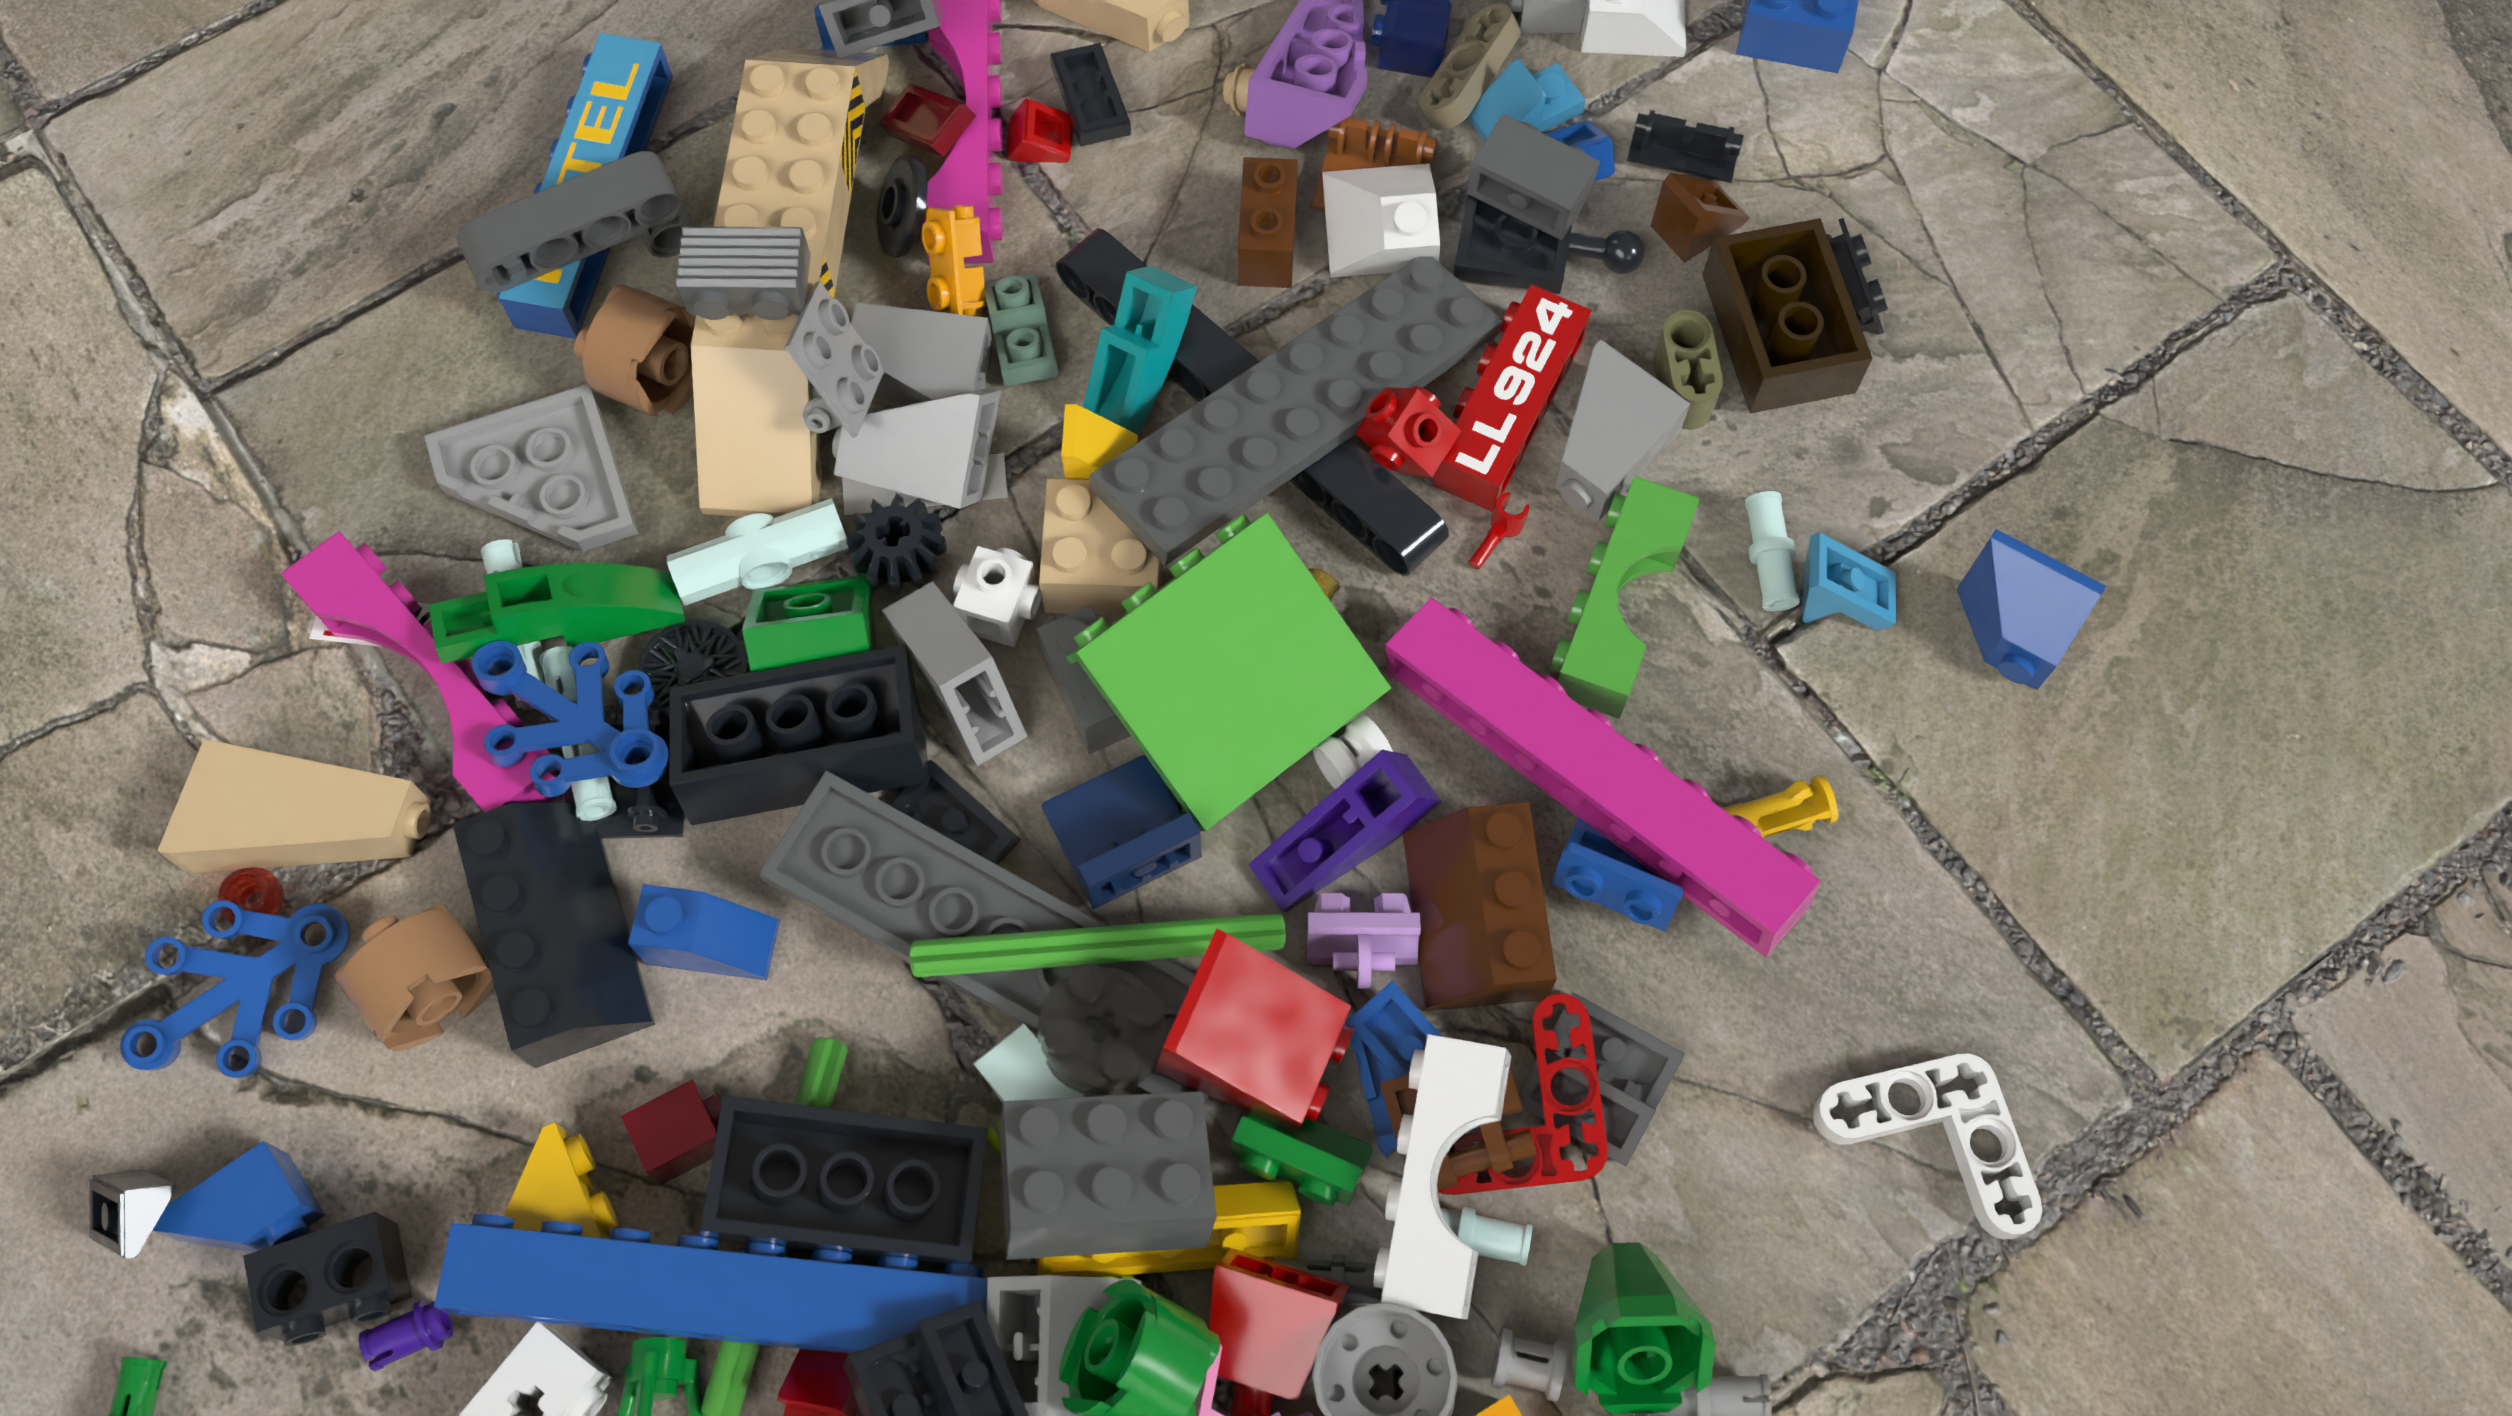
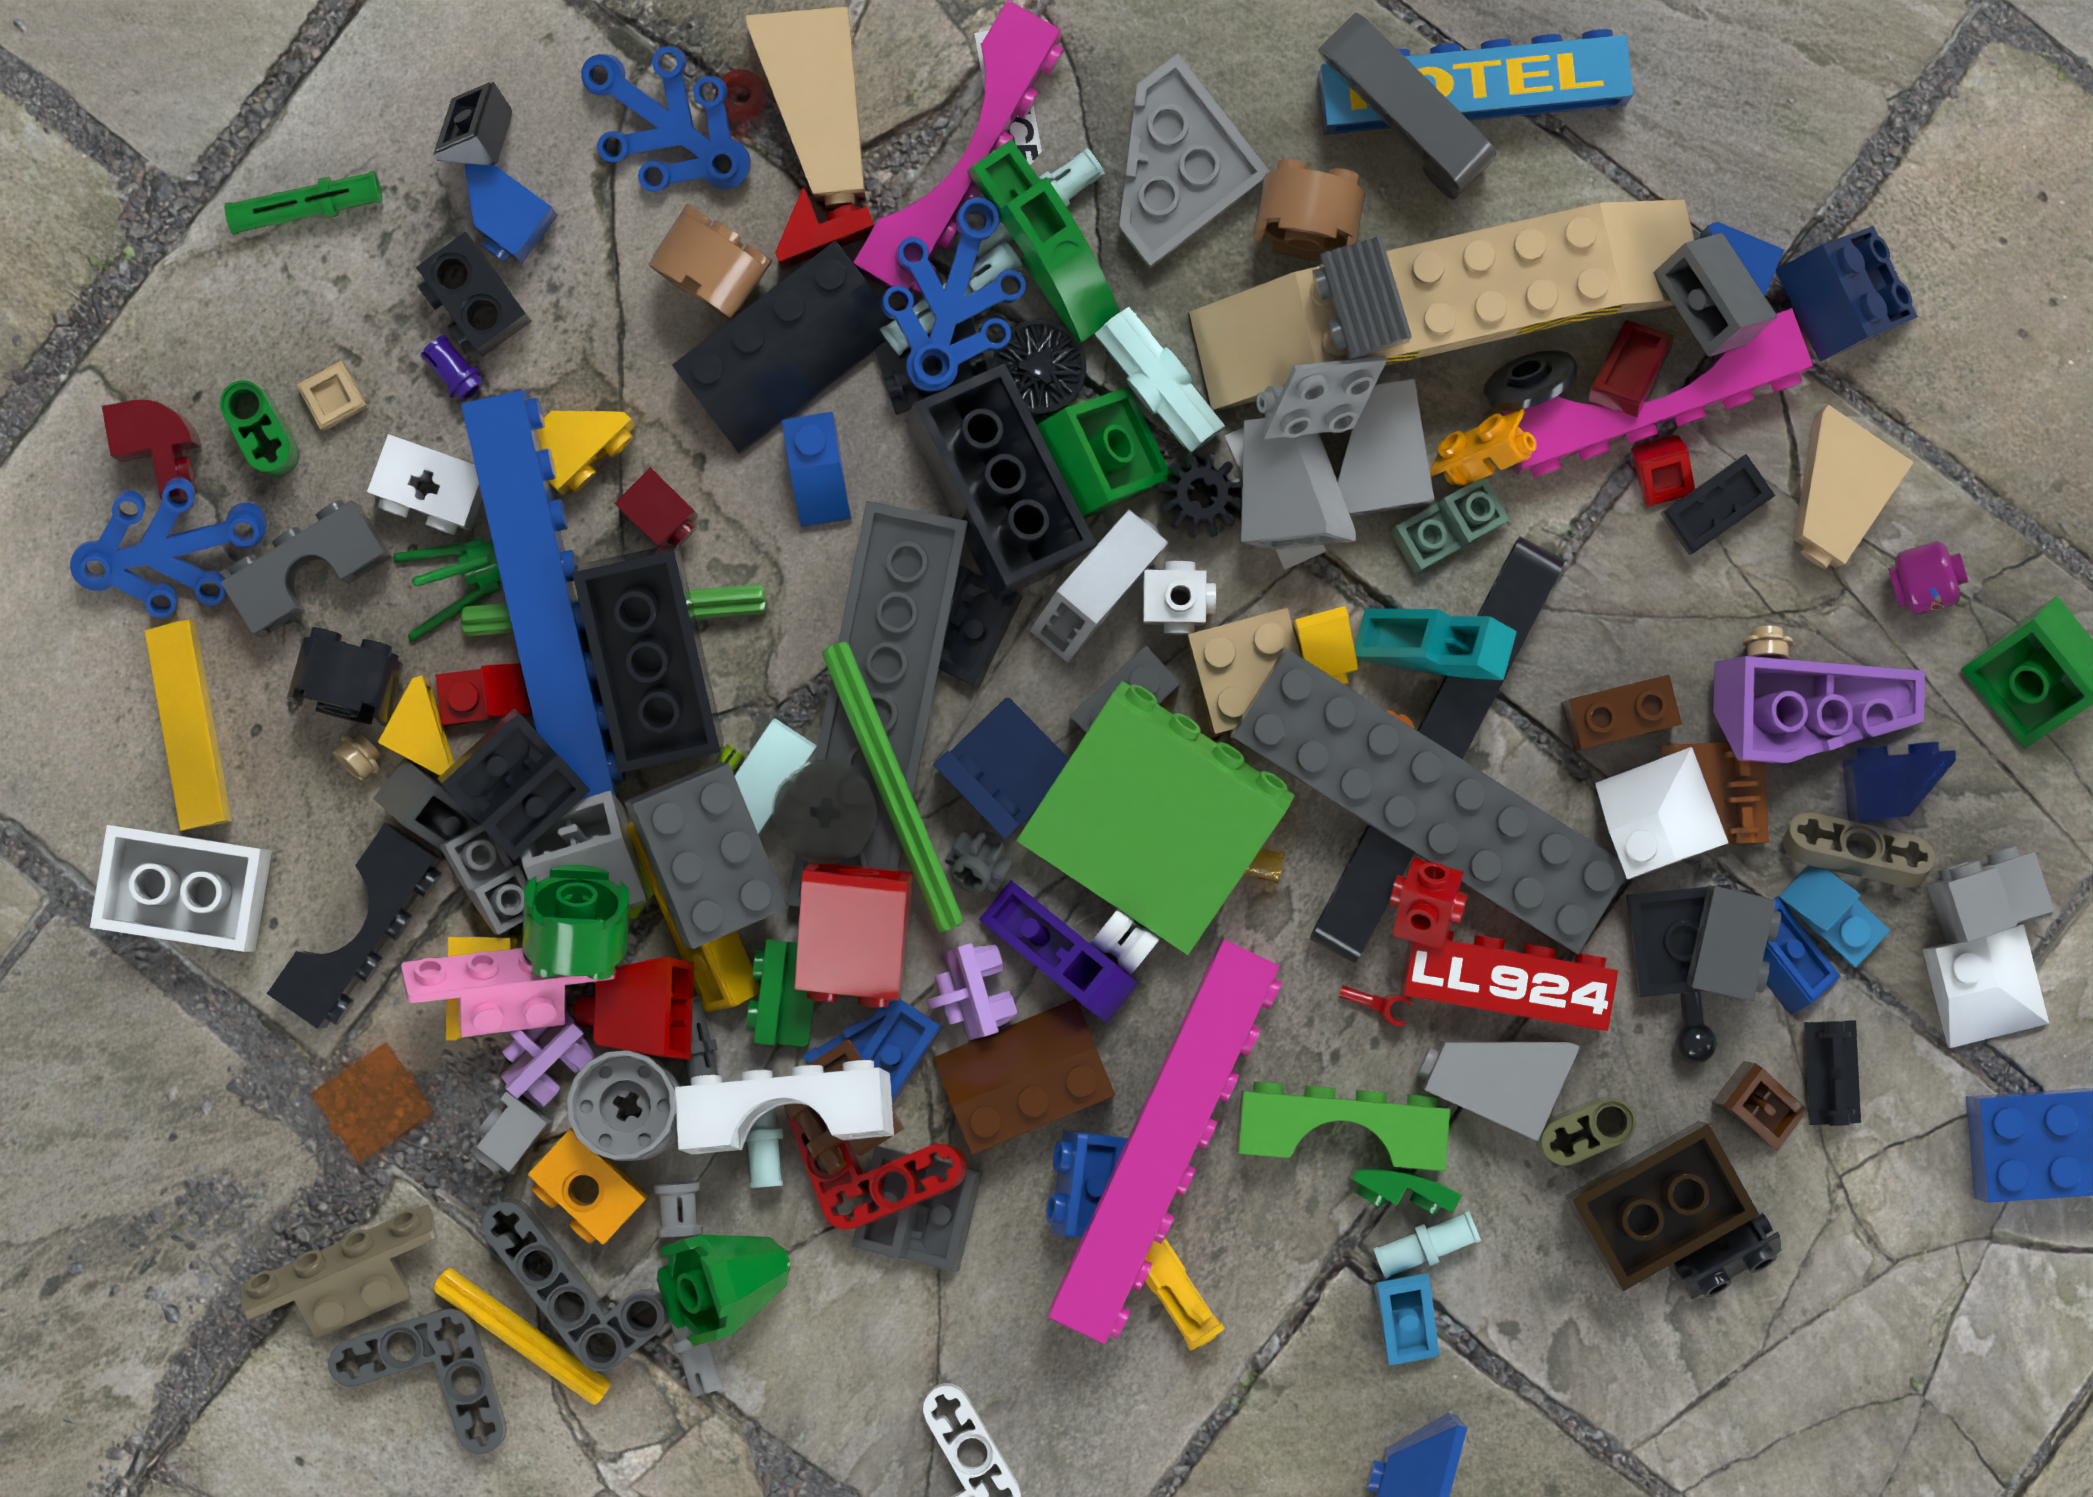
camera: 75 degrees right, 20 degrees up
(438, 861) = (806, 237): none -> red slope
(1216, 884) = (978, 861): none -> dark grey gear
(1706, 553) = (1390, 1184): none -> green slope

